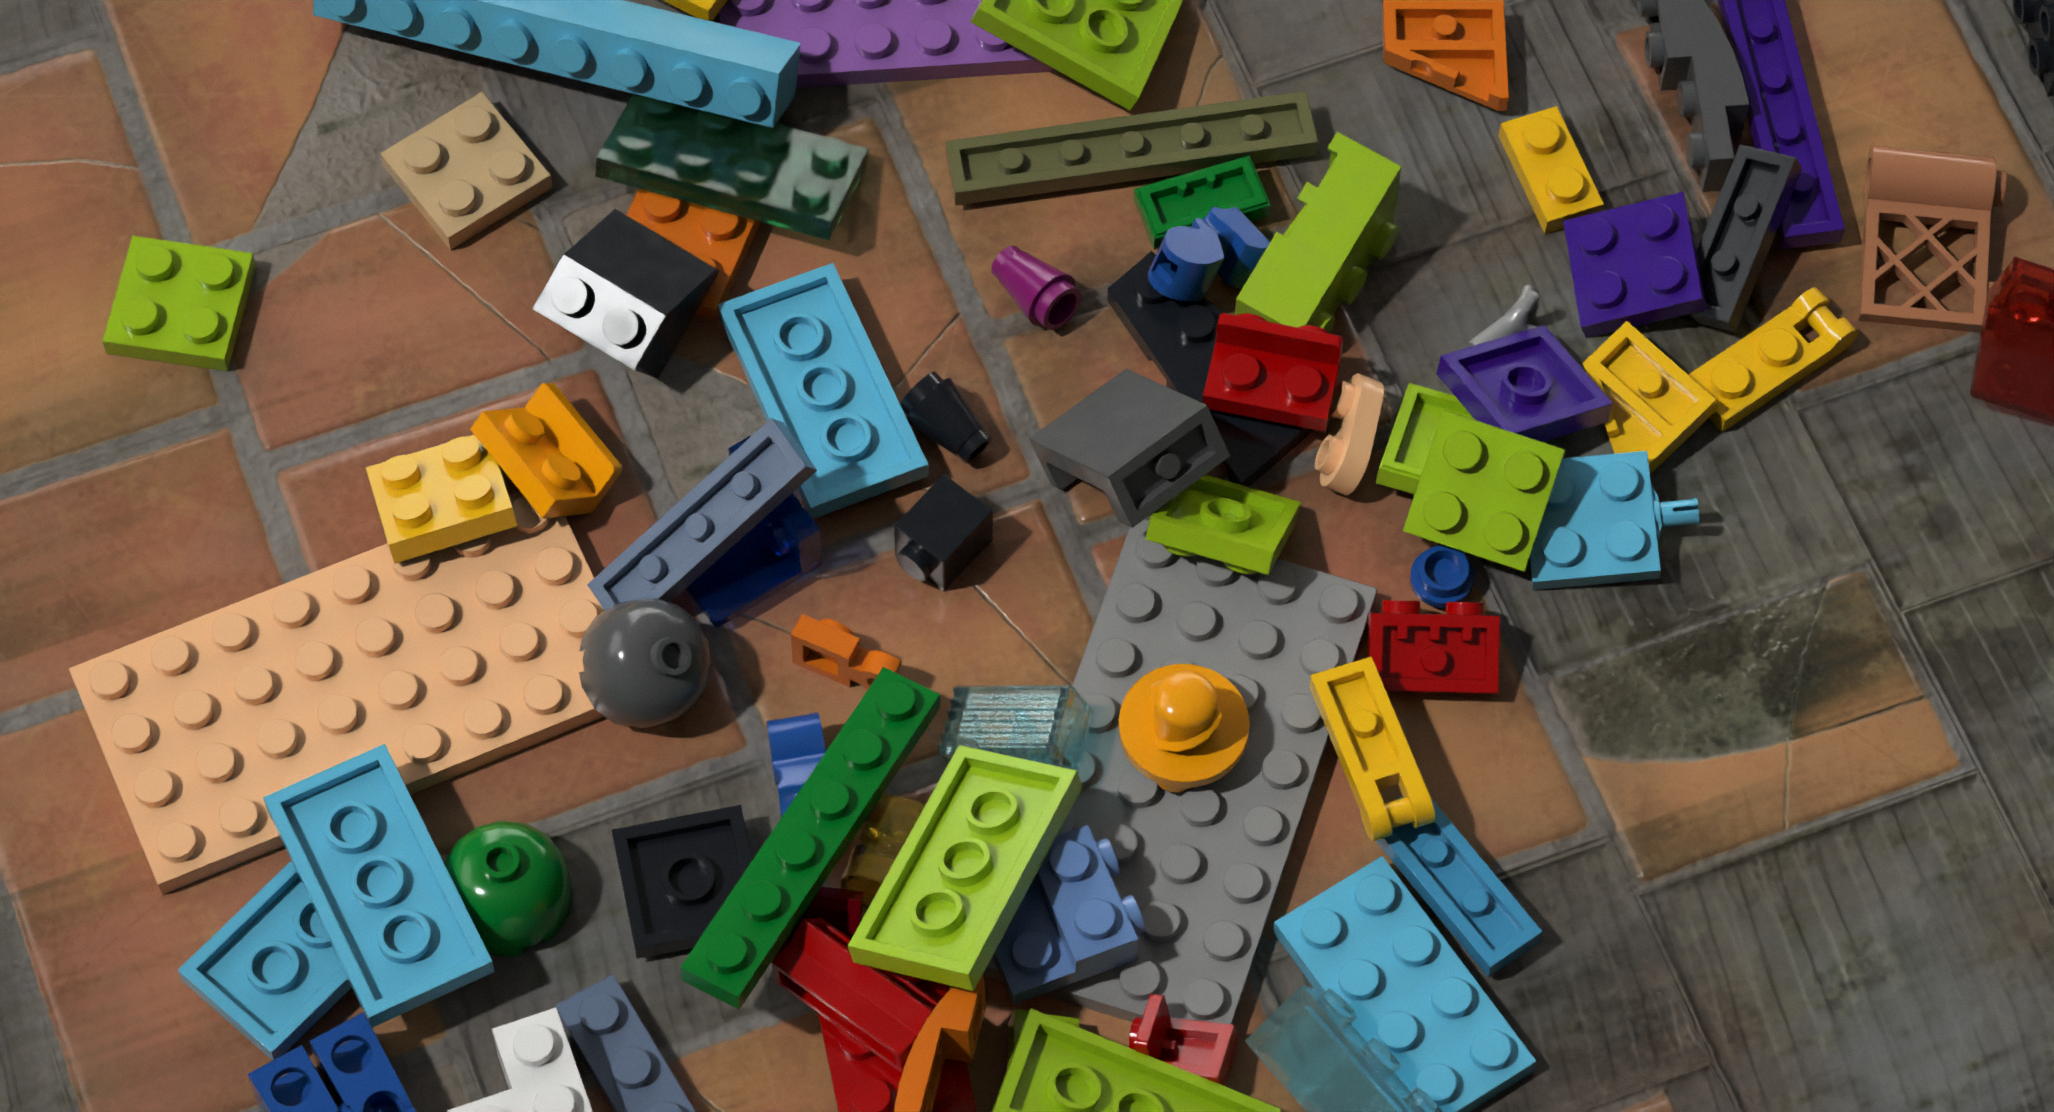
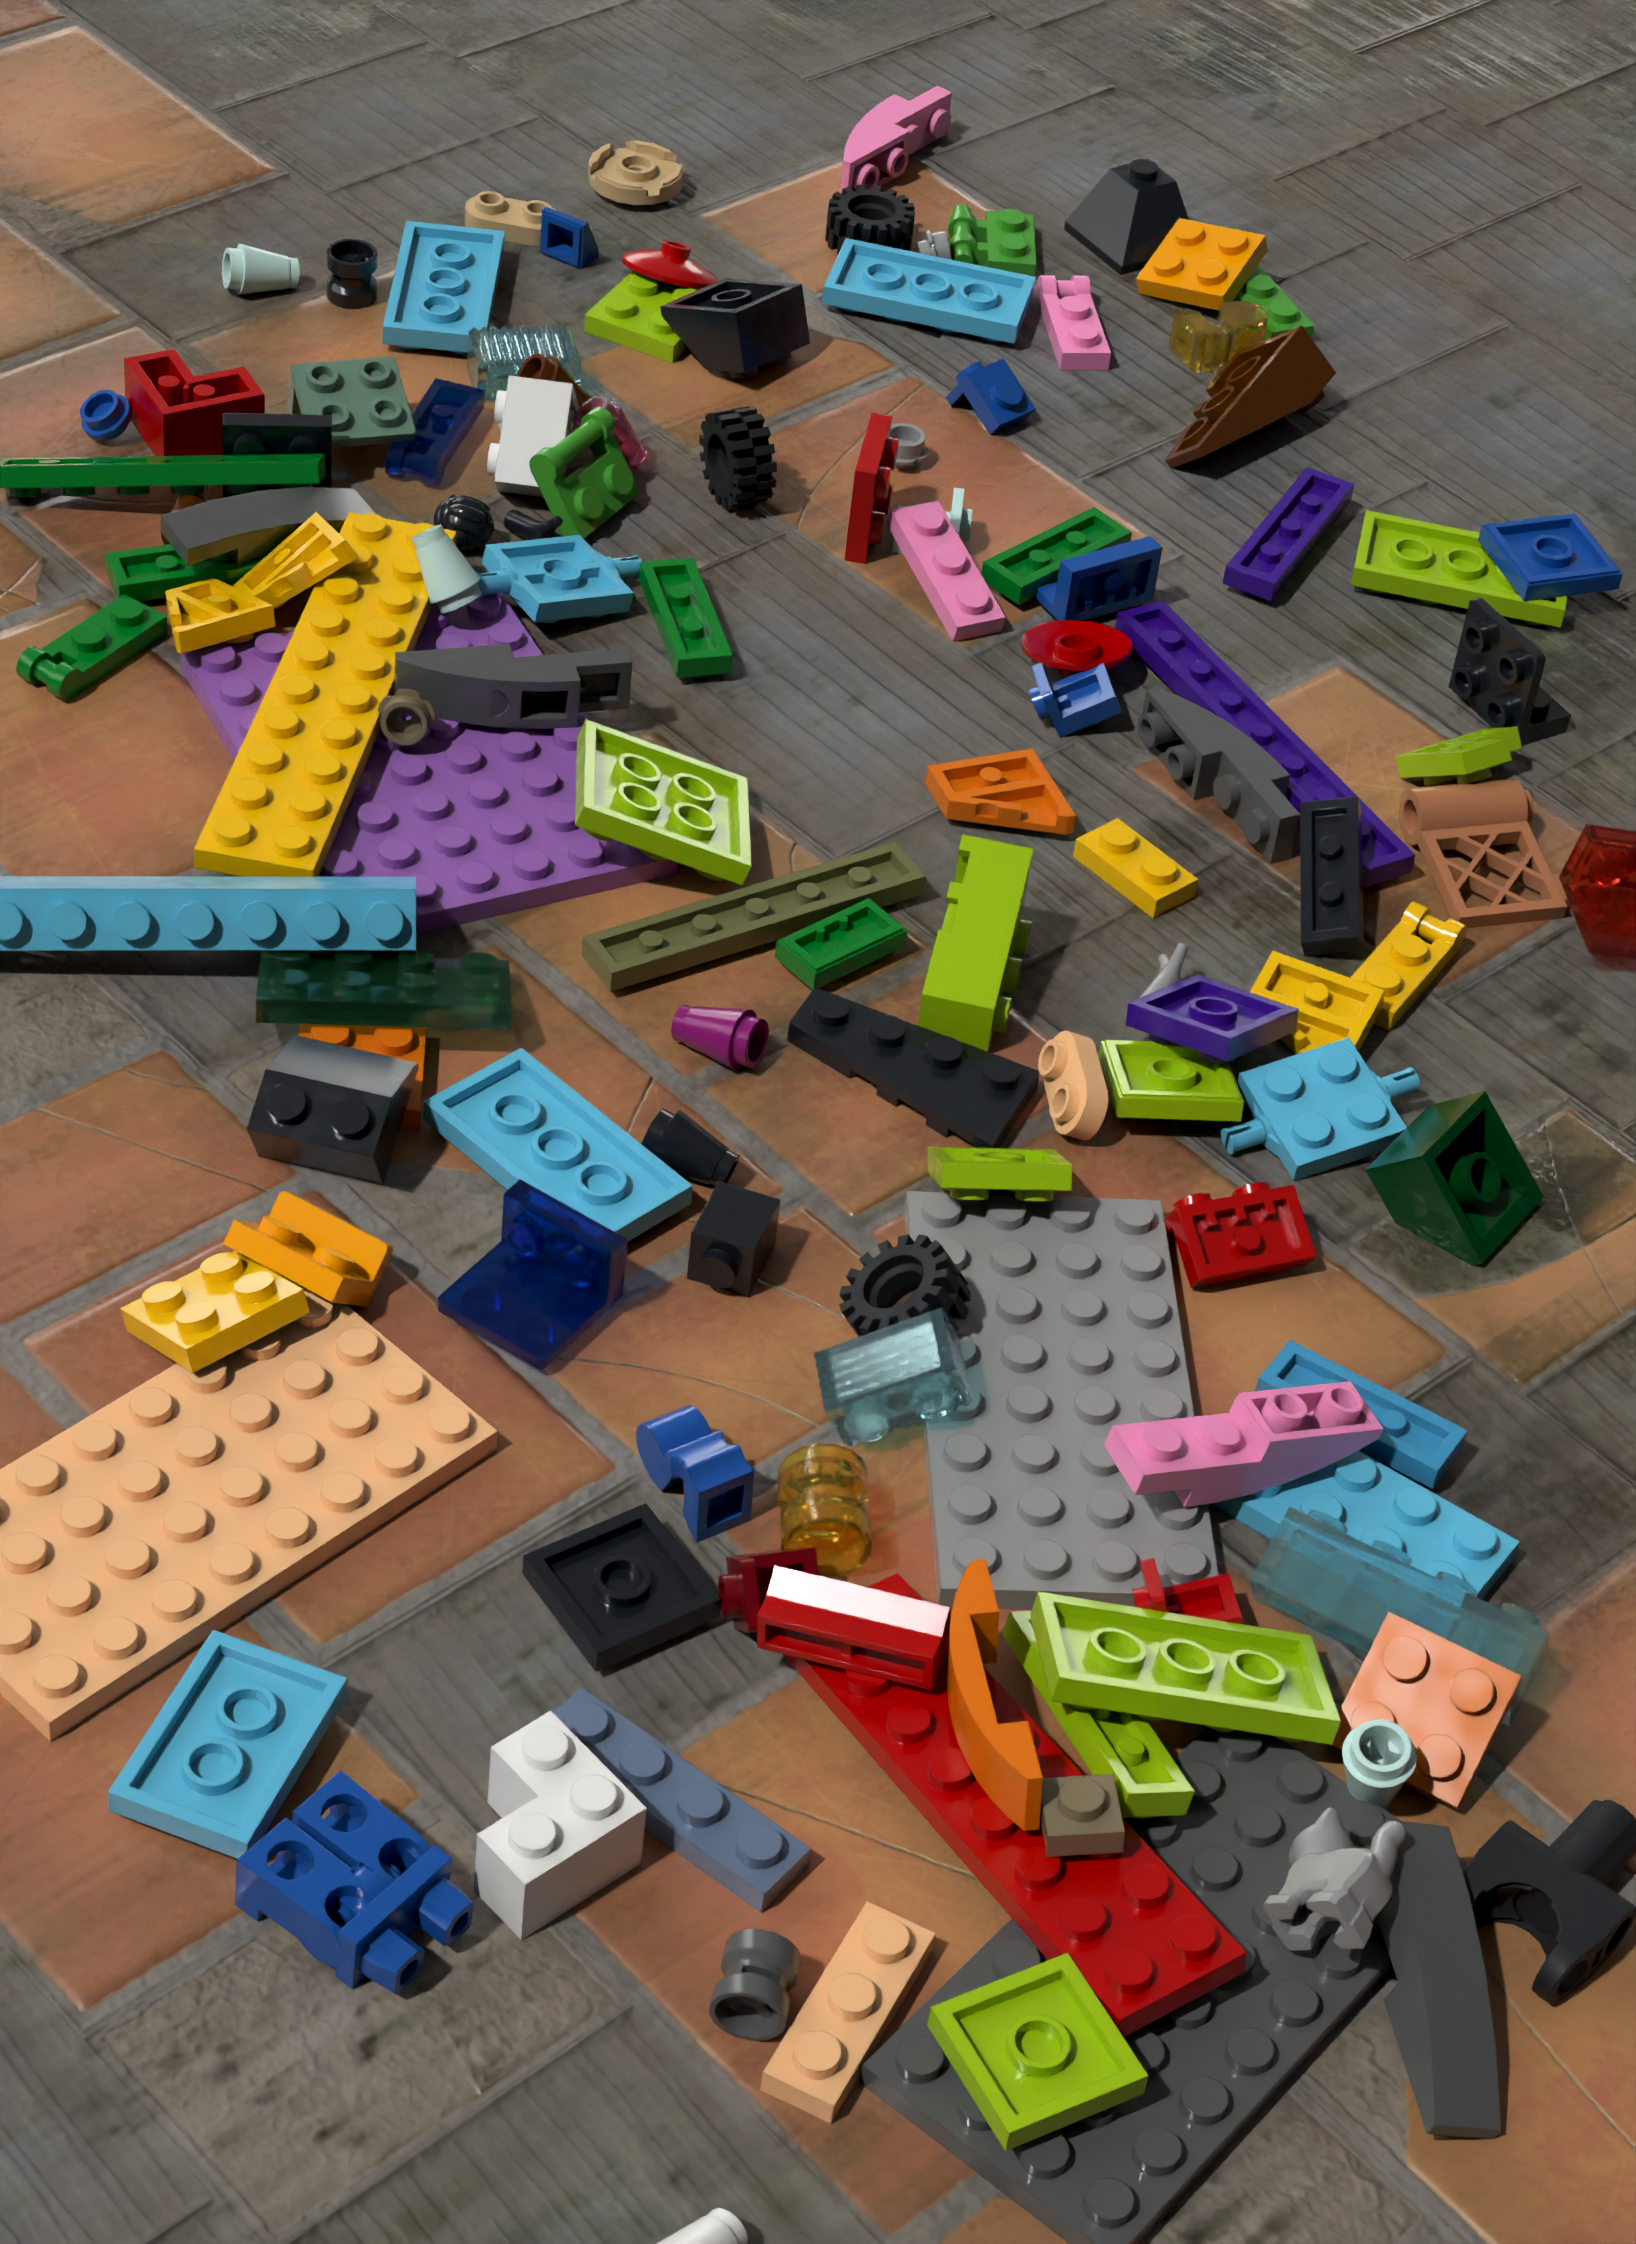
camera: 25 degrees left, 20 degrees down
(378, 885) = (306, 1651): medium azure plate -> none
(466, 170) = (115, 1053): tan plate -> none
(511, 885) = (430, 1637): green cylinder -> none
(645, 662) = (497, 1397): dark grey cylinder -> none
(707, 519) = (505, 1265): sand blue plate -> none
(810, 838) = (745, 1499): green plate -> none
(836, 653) = (677, 1359): orange plate -> none
(965, 867) = (920, 1478): lime plate -> none
(1055, 624) = (894, 1274): none -> black tyre
(1069, 920) = (1016, 1512): medium blue plate -> none
(1133, 444) = (904, 1104): dark grey panel -> none
(1183, 726) = (1052, 1331): light orange plate -> none
(1193, 255) = (878, 970): blue leg -> none
(1273, 371) = (984, 1040): red bracket -> none
(1303, 903) = (1252, 1448): none -> bright pink slope
(1371, 747) = (1238, 1312): yellow plate -> none
(1442, 576) = (1212, 1173): blue plate -> none
(1484, 490) = (1227, 1090): lime plate -> none
(1634, 264) = (1250, 913): dark purple plate -> none
(1683, 640) = (1456, 1178): none -> dark green slope
(1963, 111) = (1461, 757): none -> lime plate

